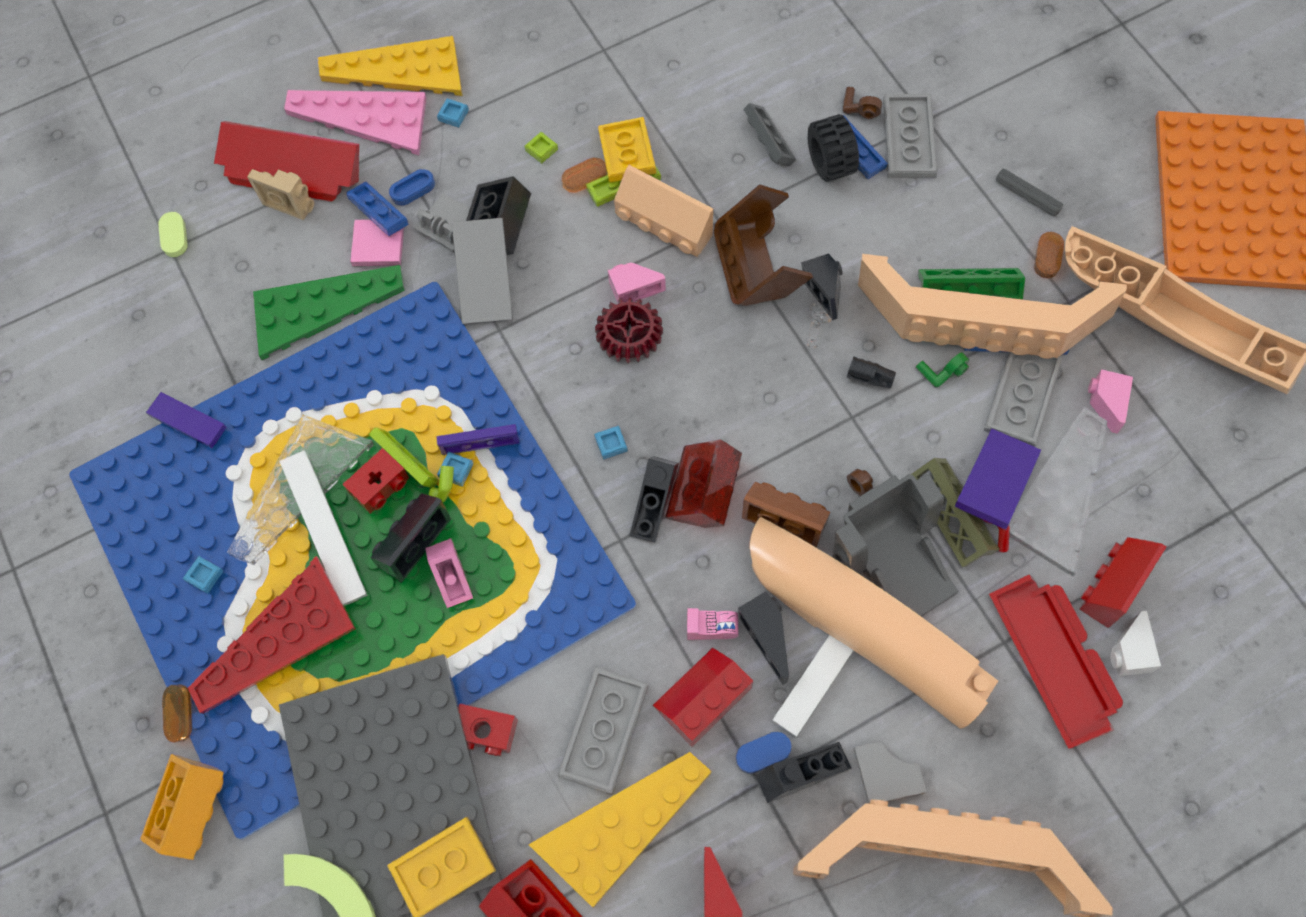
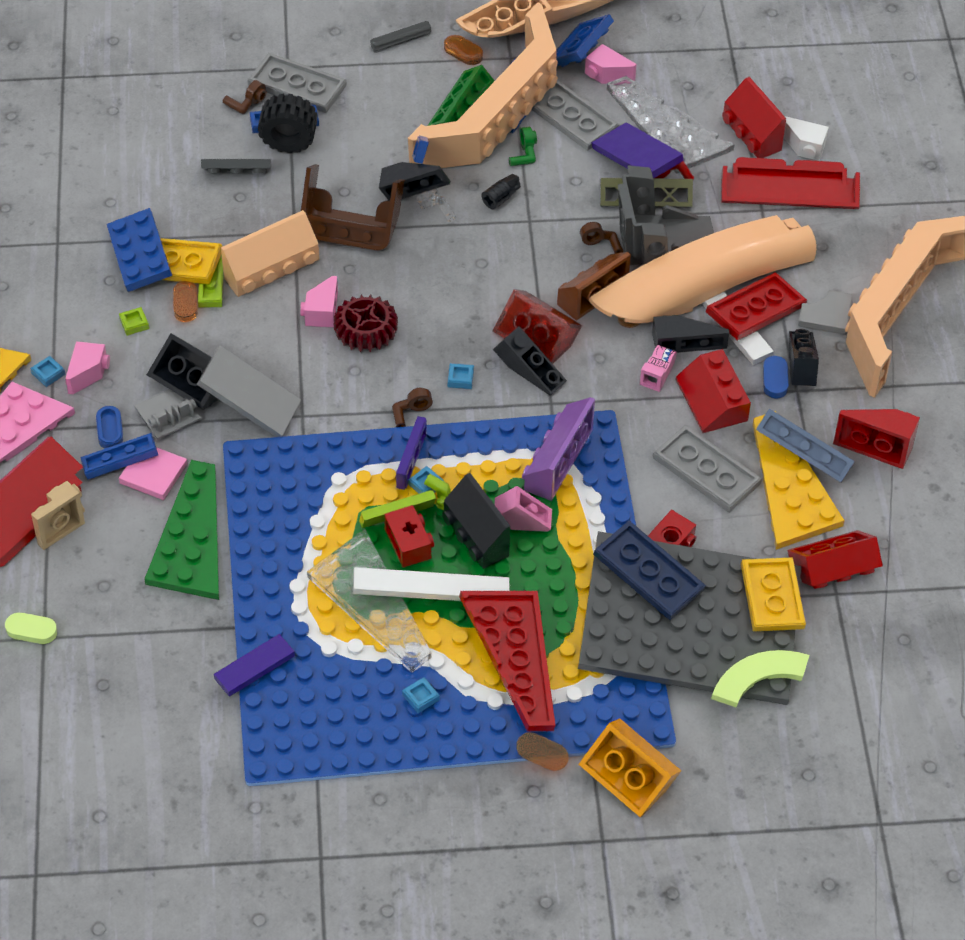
camera: 70 degrees left, 15 degrees down
(411, 726) = (649, 570): none -> dark blue tile
(464, 135) = (86, 366): none -> bright pink slope
(539, 573) = (559, 449): none -> medium lavender slope
(557, 416) = (417, 400): none -> reddish brown plate
(619, 110) = (139, 250): none -> blue plate
(665, 825) = (805, 445): none -> sand blue fence
(850, 692) = (756, 306): none -> red tile
(853, 271) = (420, 149): none -> blue tile
(1126, 355) = (582, 40): none -> blue plate

